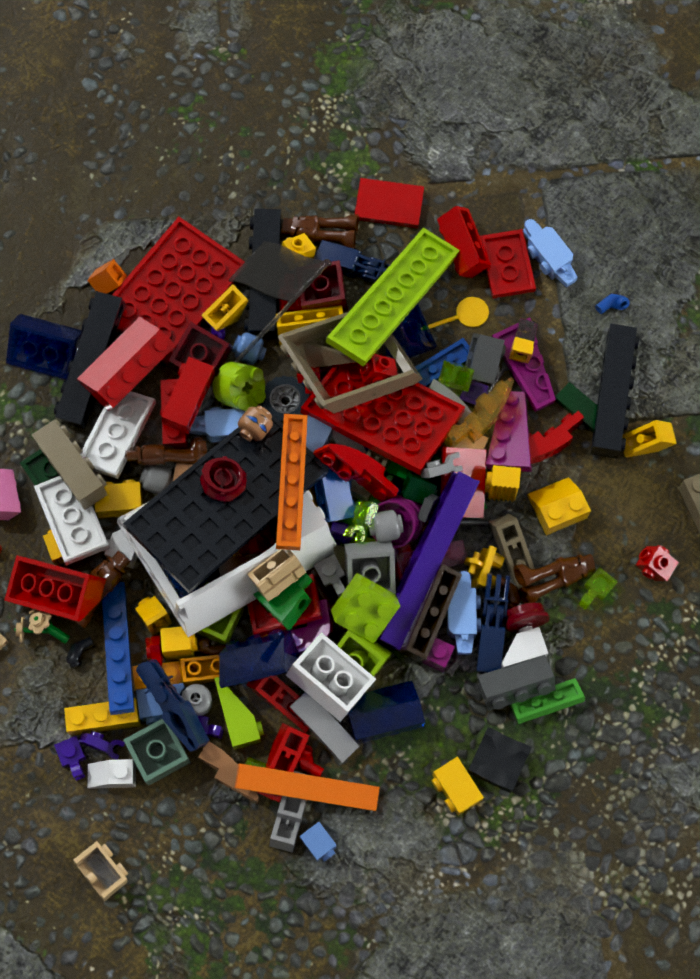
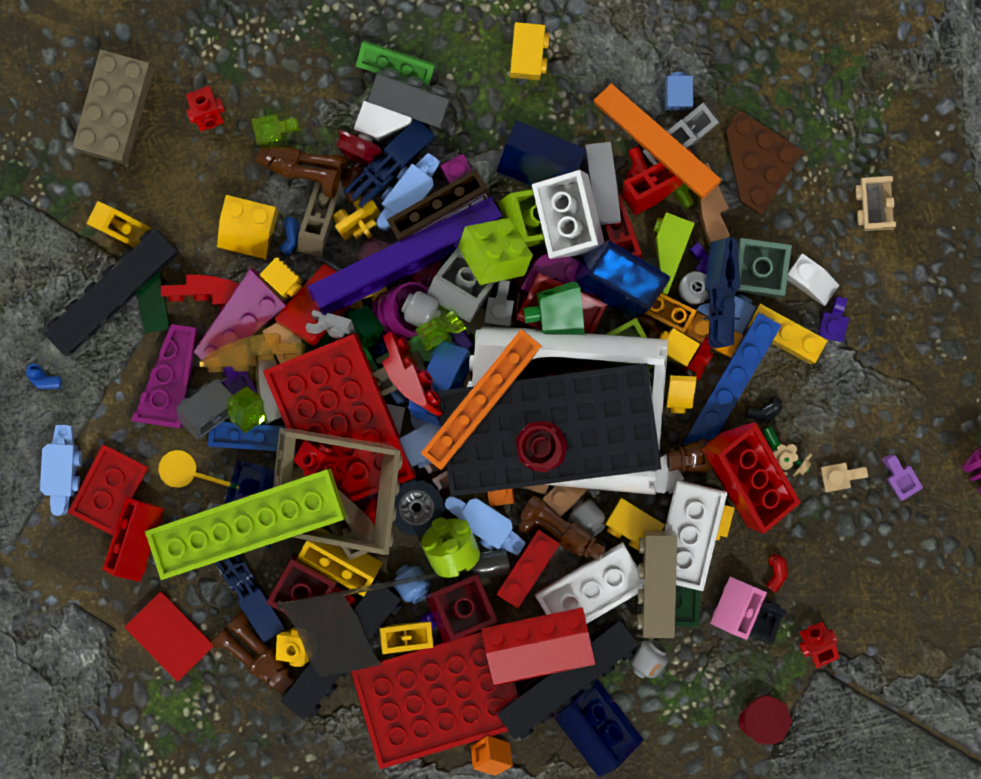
camera: 145 degrees left, 15 degrees up
(39, 414) = (649, 659): none -> light grey head
(96, 741) = (806, 316): dark purple plate -> none
(187, 395) = (506, 570): red brick -> none
(218, 838) = (758, 161): none -> reddish brown plate
(255, 423) = (474, 478): medium nougat head -> none
(276, 573) = (556, 330): tan brick -> none
(428, 507) = (370, 300): dark grey tile -> none
(499, 760) = (475, 46): black brick -> none
(523, 340) = (156, 398): leg -> none
(527, 528) = (292, 230): none -> blue arm

